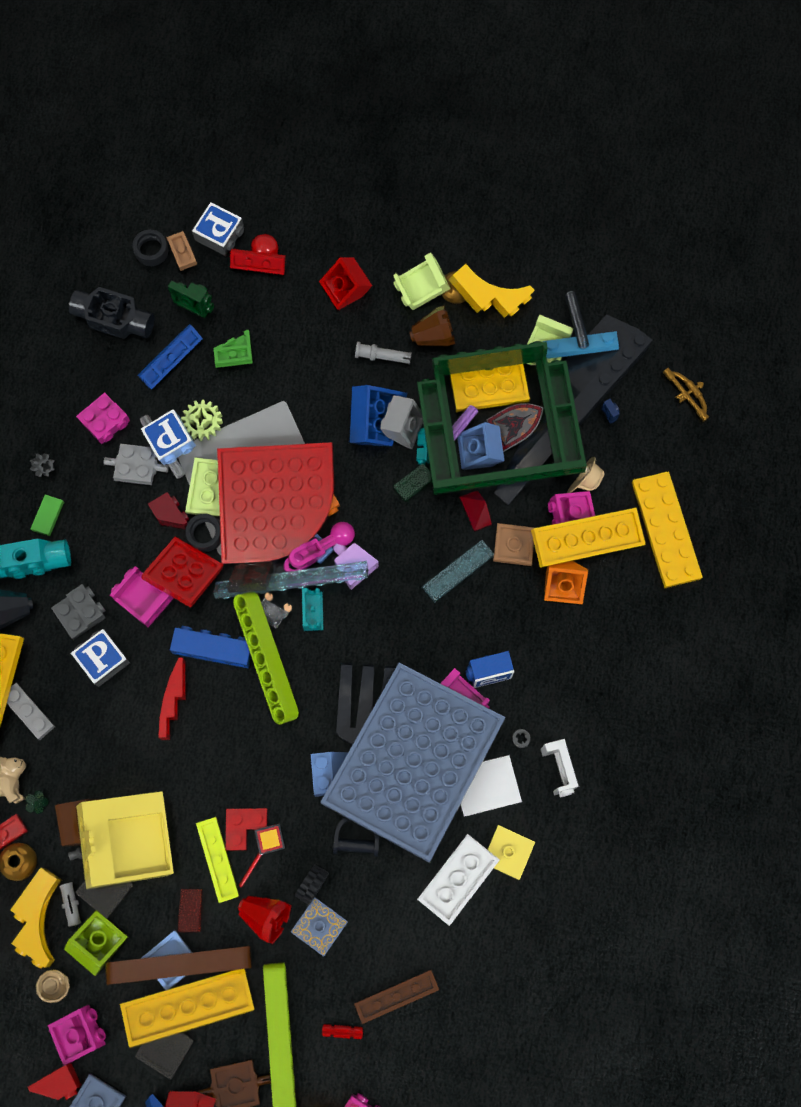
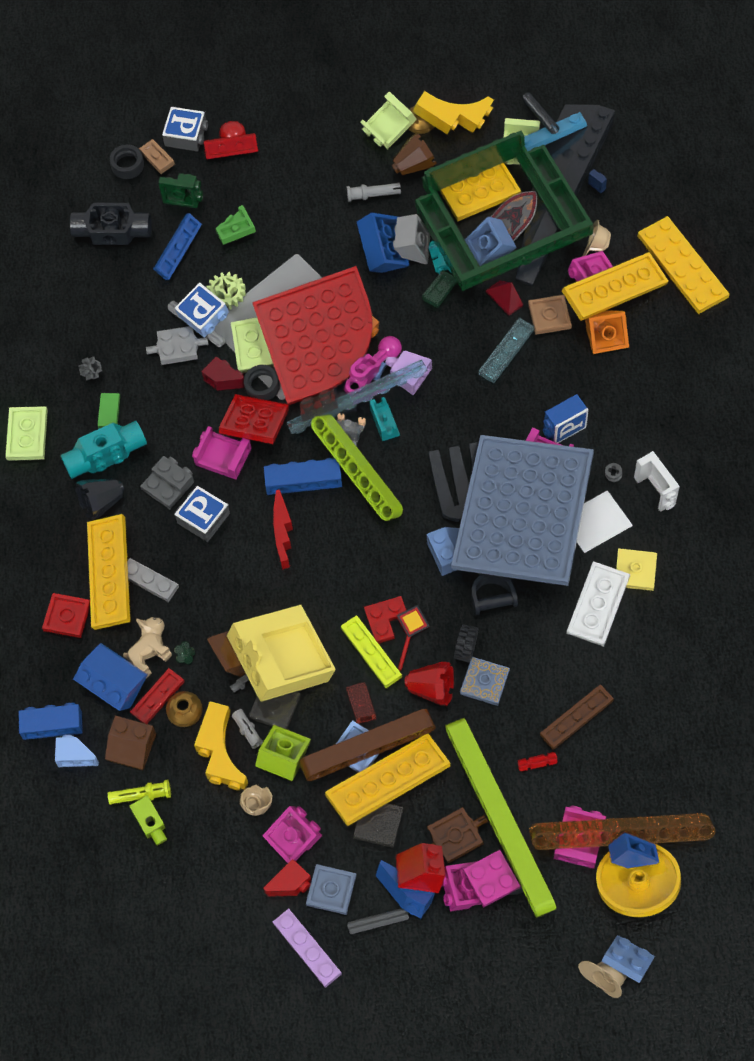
camera: 10 degrees left, 10 degrees down
(103, 418) = (133, 315): dark pink plate -> none
(345, 282) = (317, 141): red slope -> none
(464, 420) = (468, 223): medium lavender axle -> none
(692, 389) = (665, 144): pearl gold piece -> none

